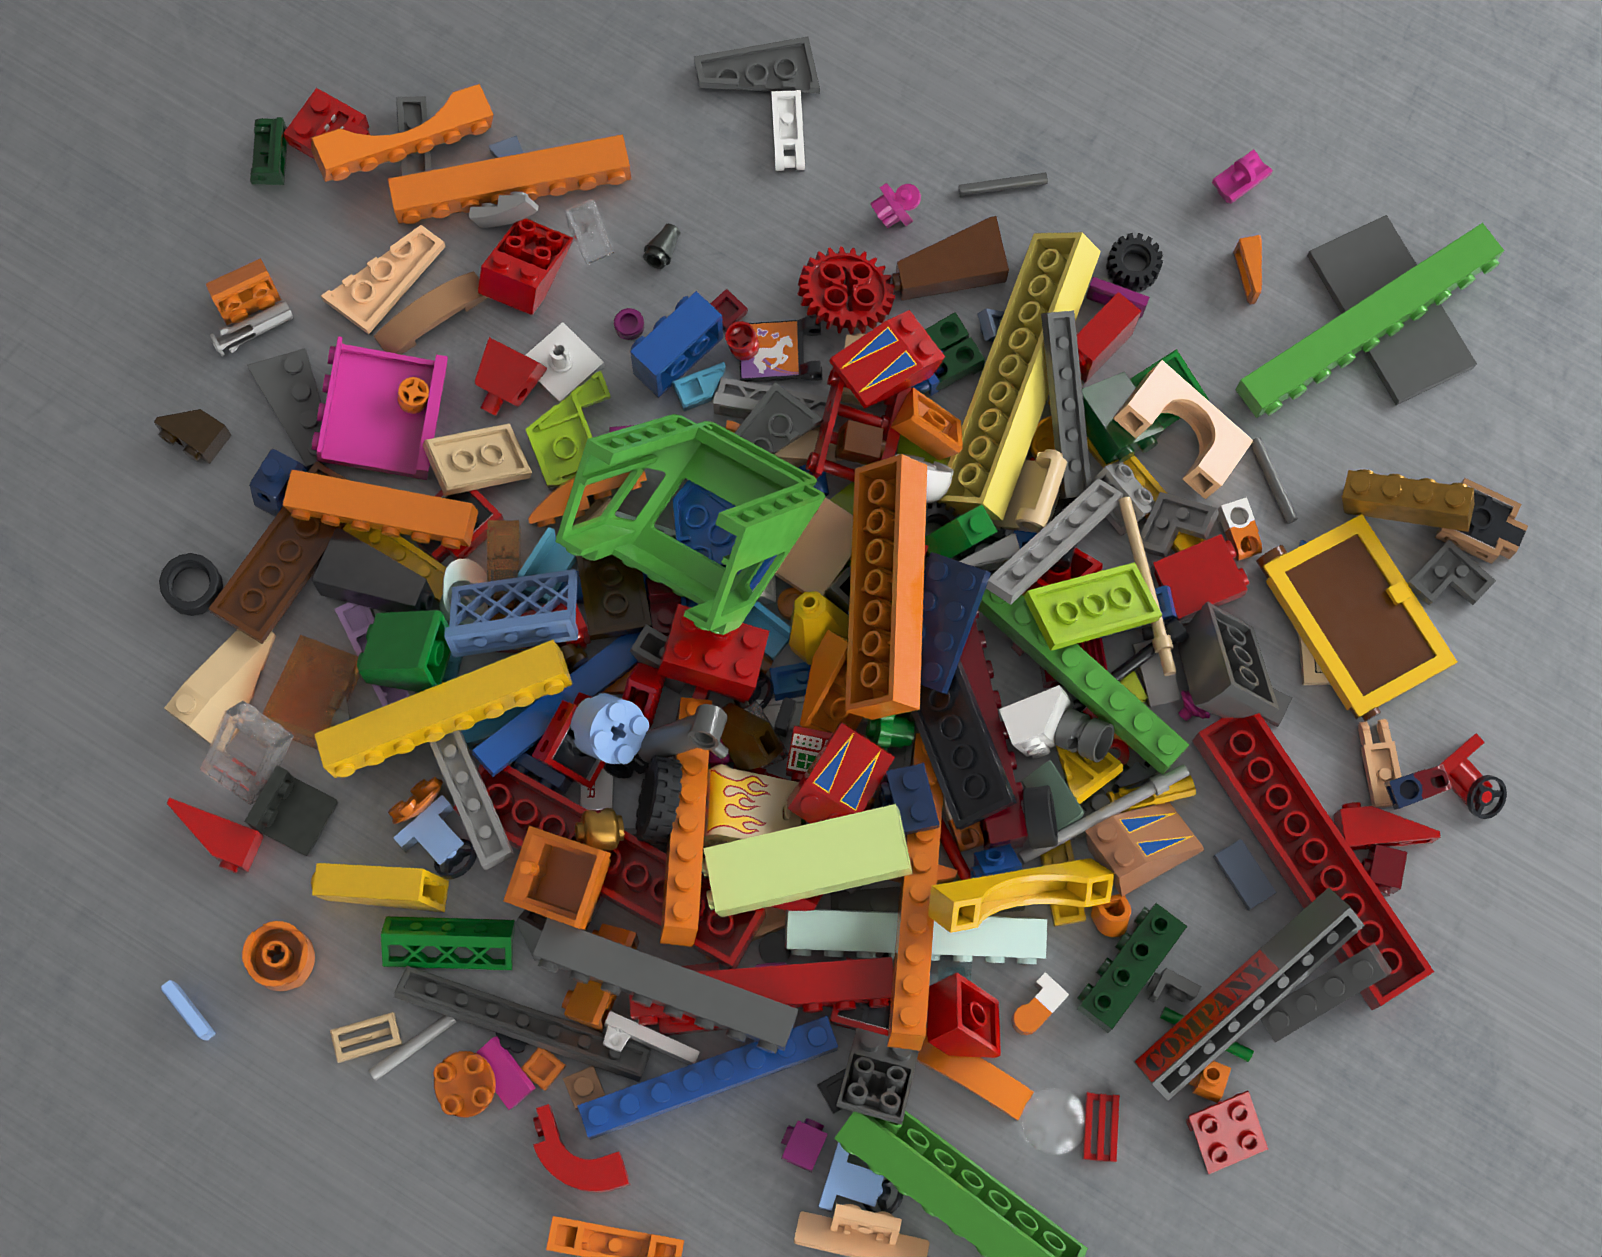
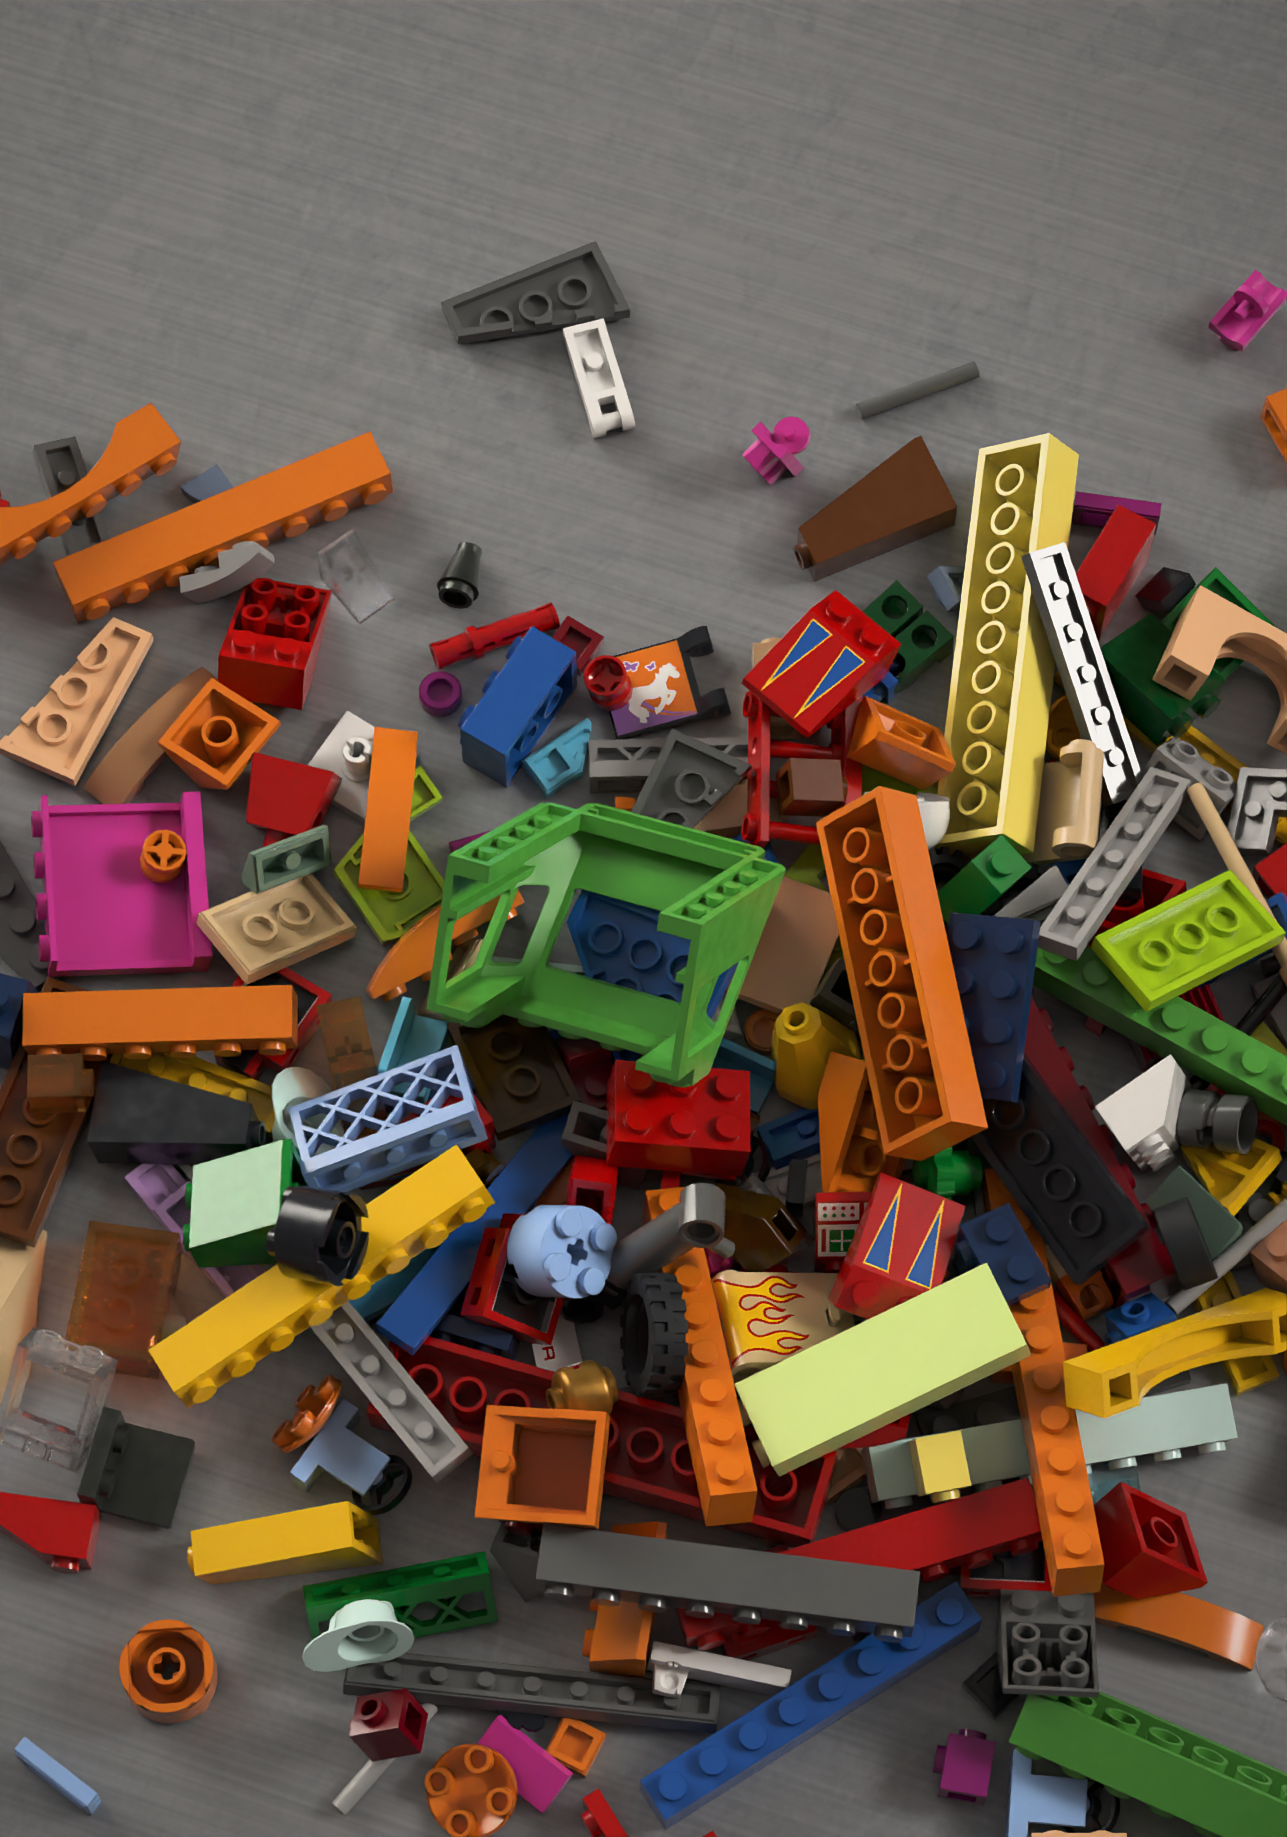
camera: 10 degrees left, 5 degrees down
(302, 535) = (58, 1083): none -> clear orange brick
(339, 1045) = (322, 1776): tan tile -> none
(410, 960) = (359, 1635): none -> light aqua piece
(417, 1027) = (388, 1724): none -> dark red brick
(441, 683) = (319, 1235): none -> black brick
(469, 320) = (217, 736): none -> orange slope
(495, 416) = (287, 860): none -> sand green slope
(571, 395) = (388, 809): none -> orange slope
(584, 1086) = (637, 1757): medium nougat plate -> none
(665, 293) = (480, 640): none -> red pin
(827, 295) = (739, 595): red gear -> none
(833, 935) = (940, 1465): none -> light yellow brick
(1032, 1015) = (1237, 1521): leg -> none
(1134, 246) = (1133, 438): black tyre -> none
(1139, 357) = (1165, 589): none -> black tile

